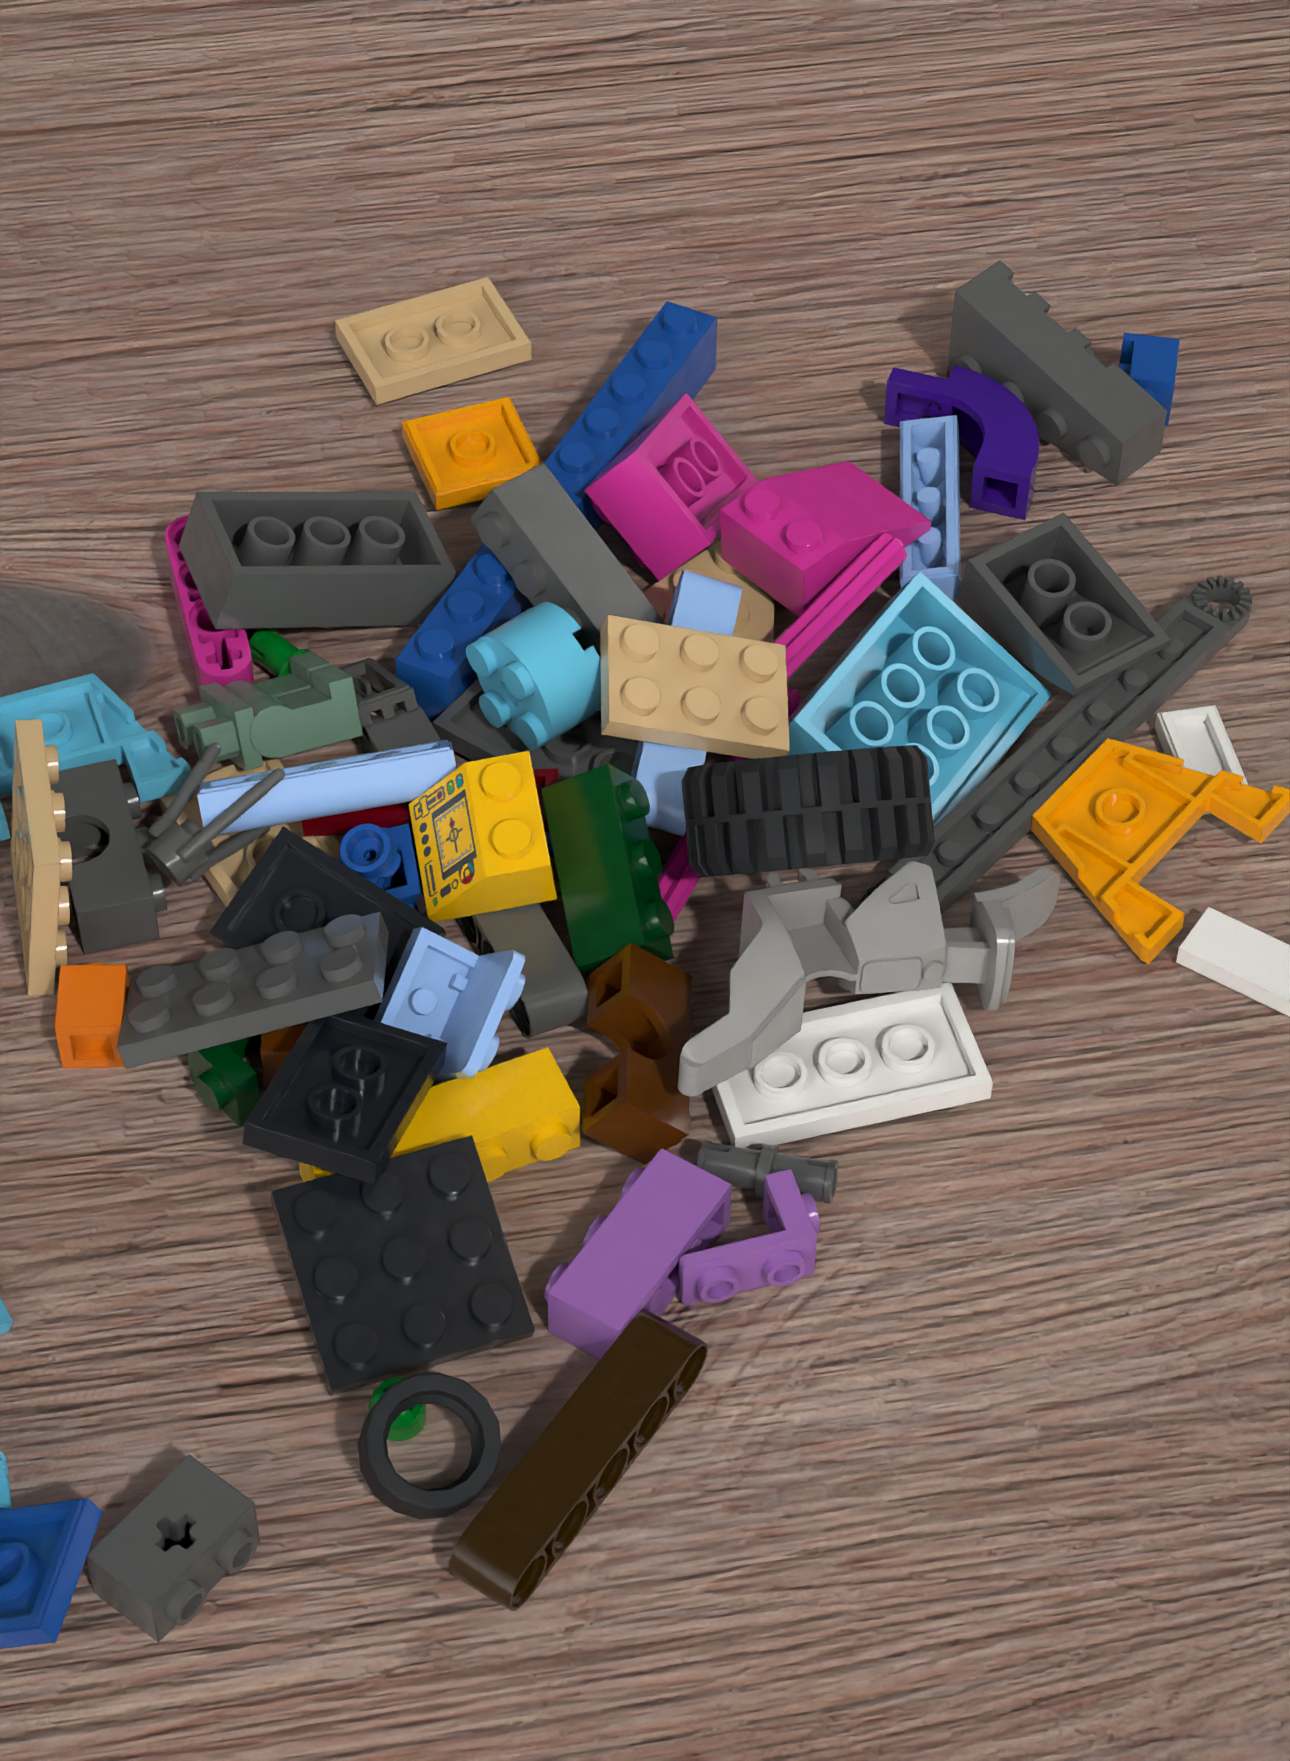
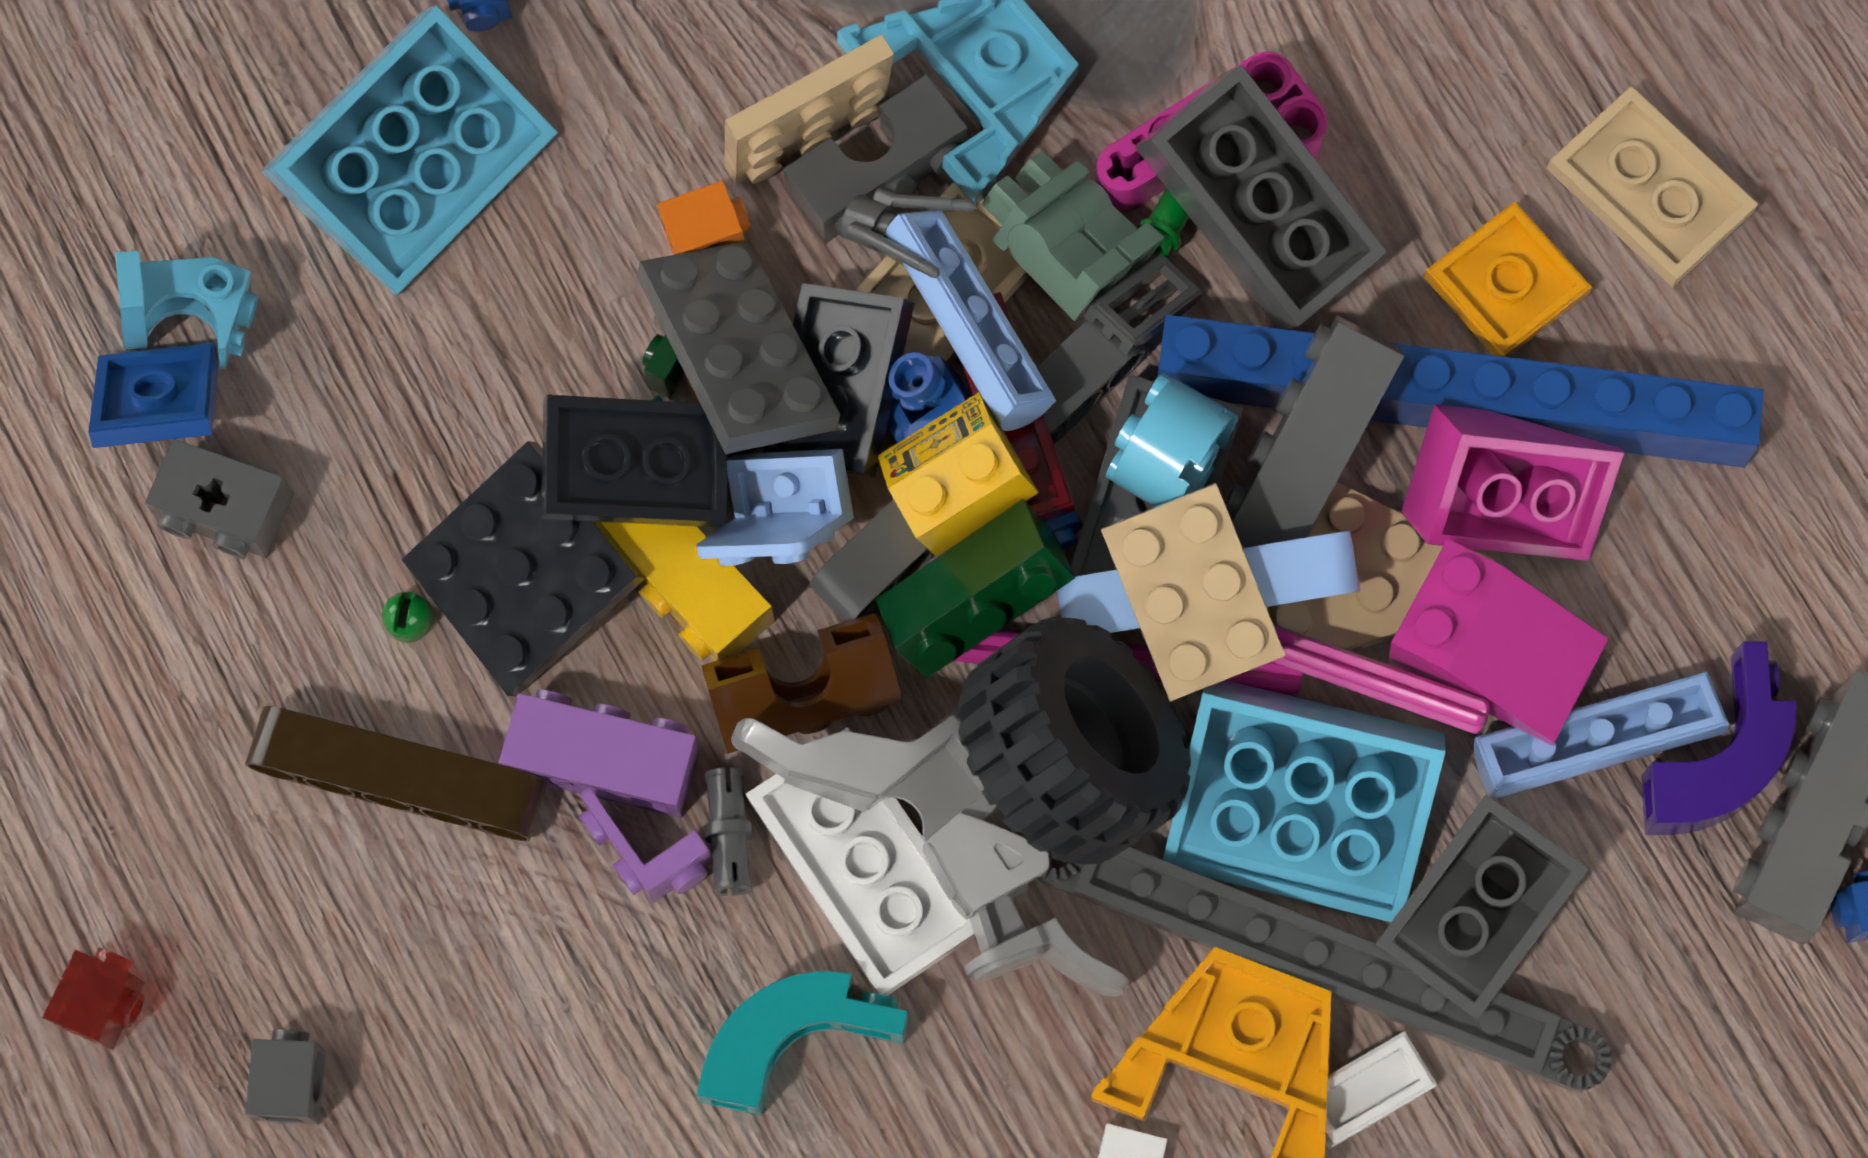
camera: 75 degrees right, 25 degrees up
(467, 1405) = (314, 661): black tyre -> none
(901, 1656) = (285, 1078): none -> dark grey brick
(998, 1200) = (774, 1018): none -> teal arch

